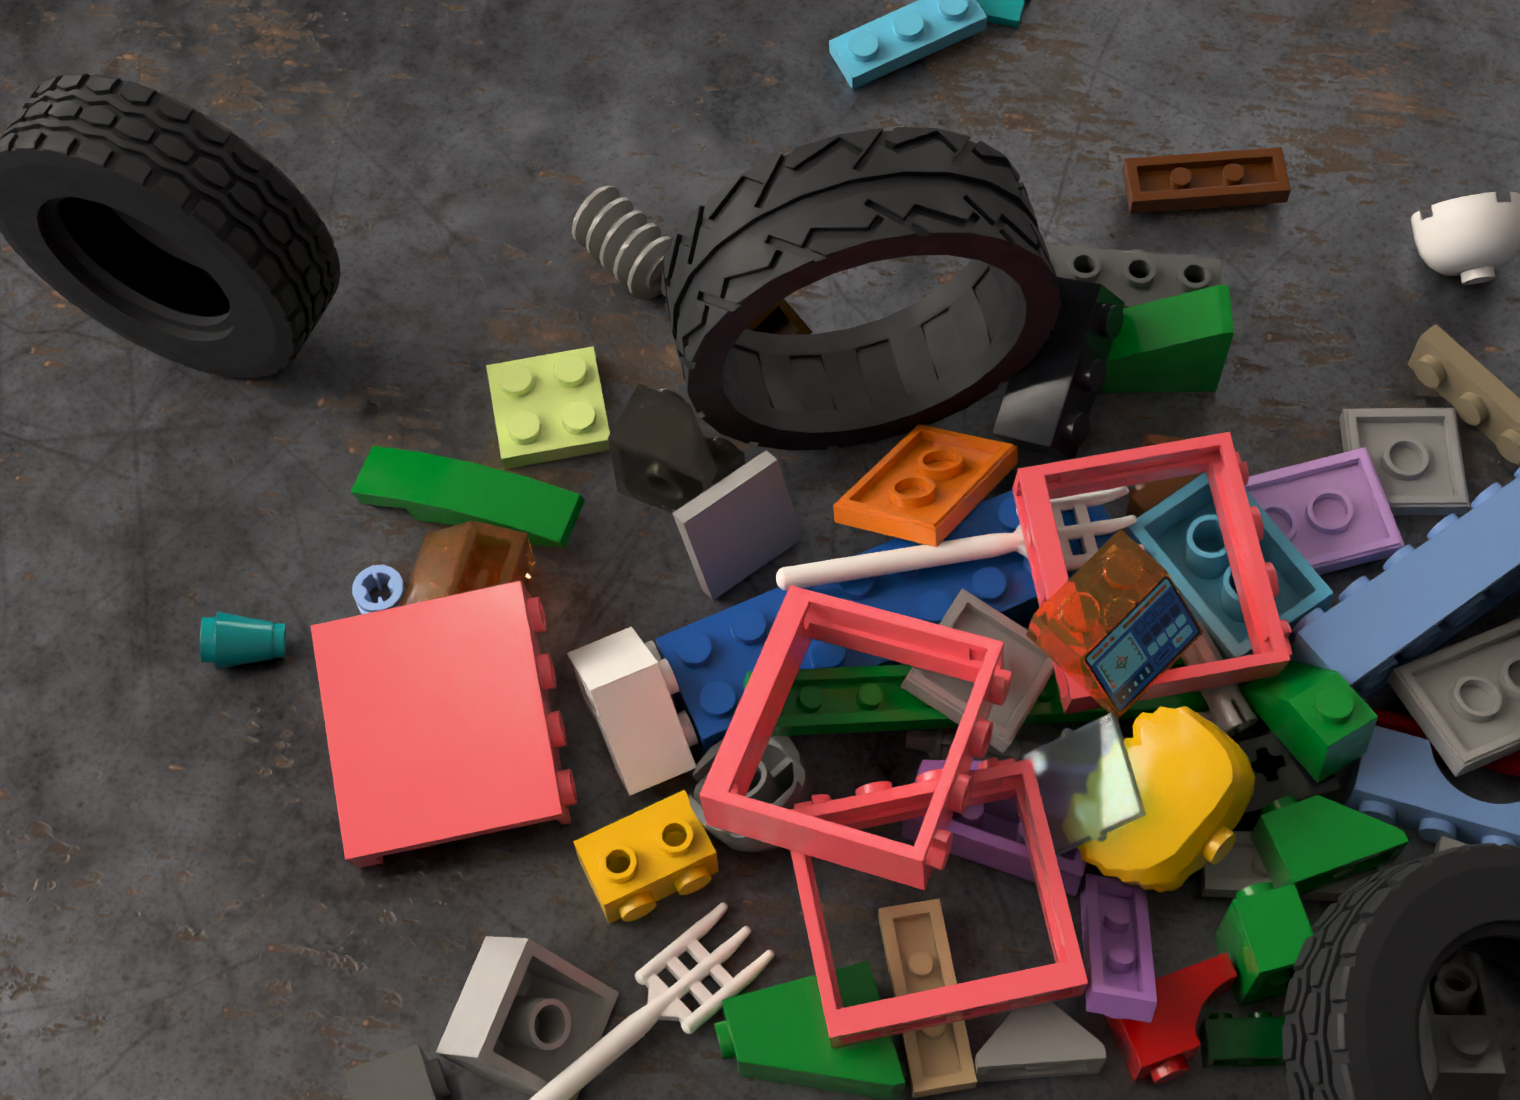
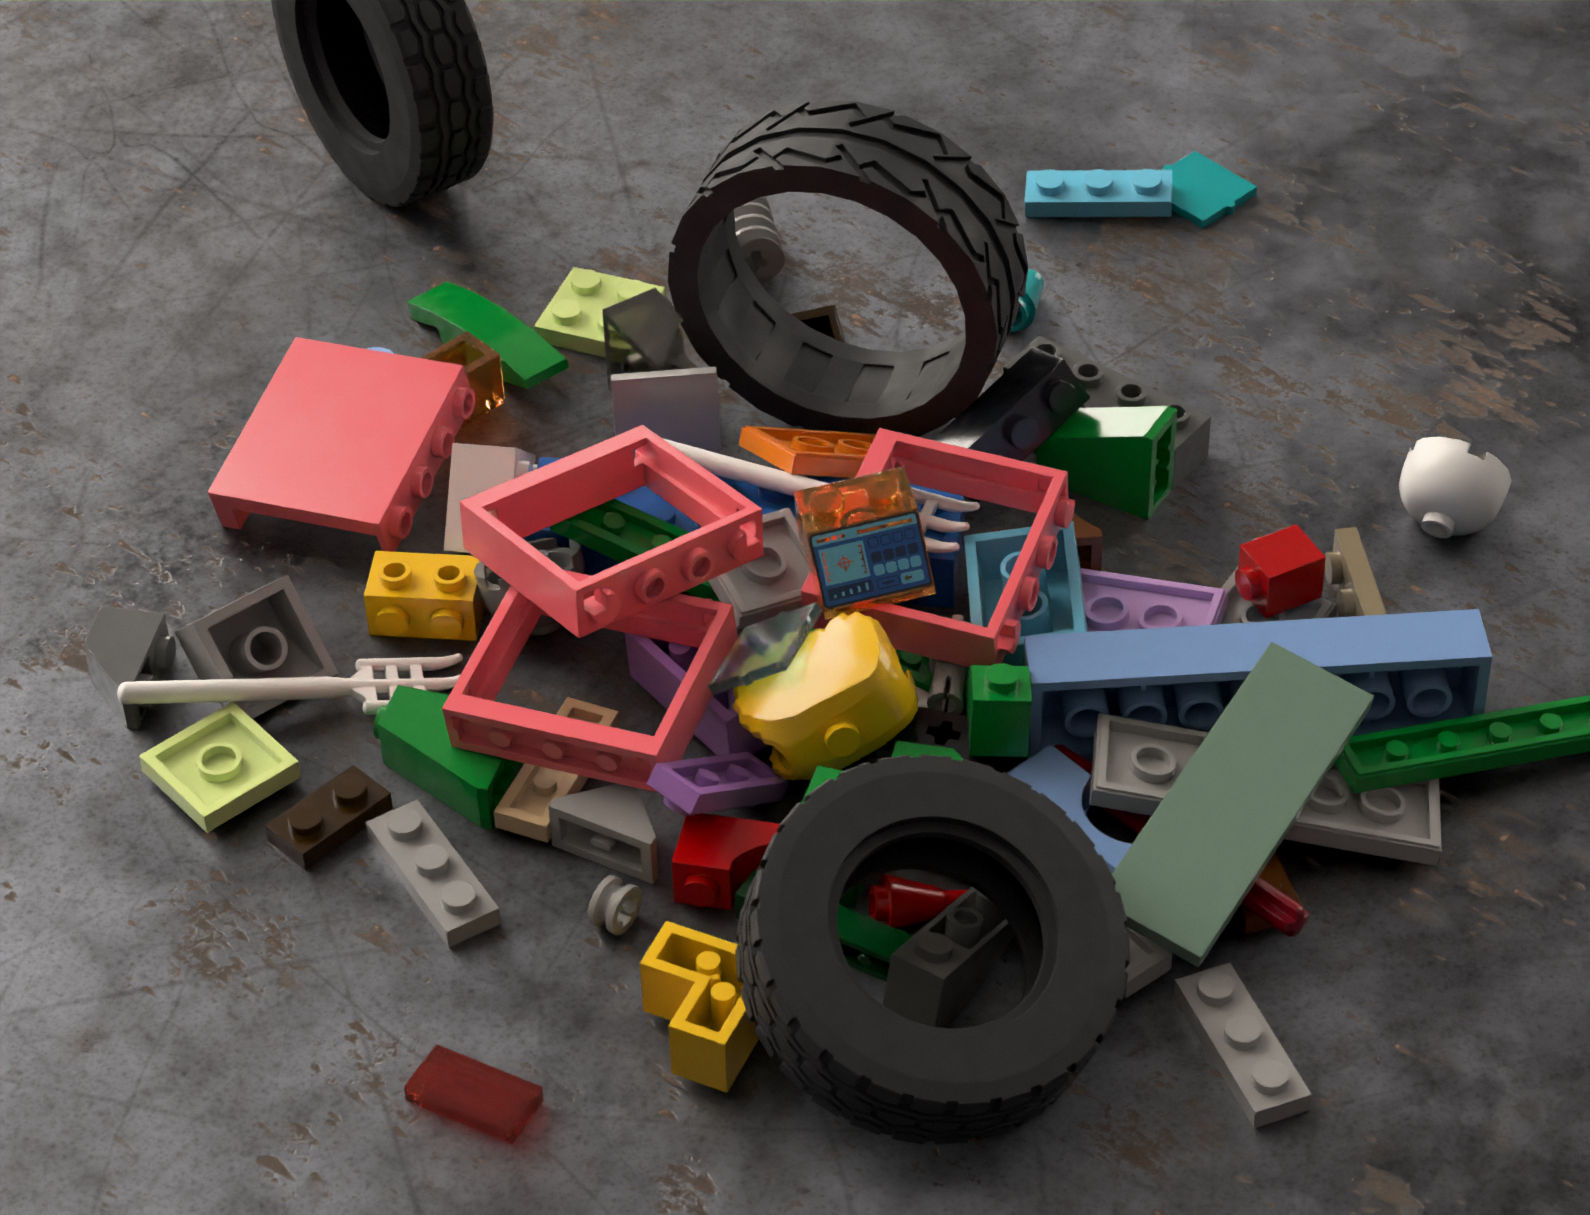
camera: 30 degrees right, 20 degrees down
(240, 640) = (247, 351): teal cone -> none
(1206, 180) = (1261, 376): reddish brown plate -> none
(1404, 406) = (1280, 571): none -> red brick

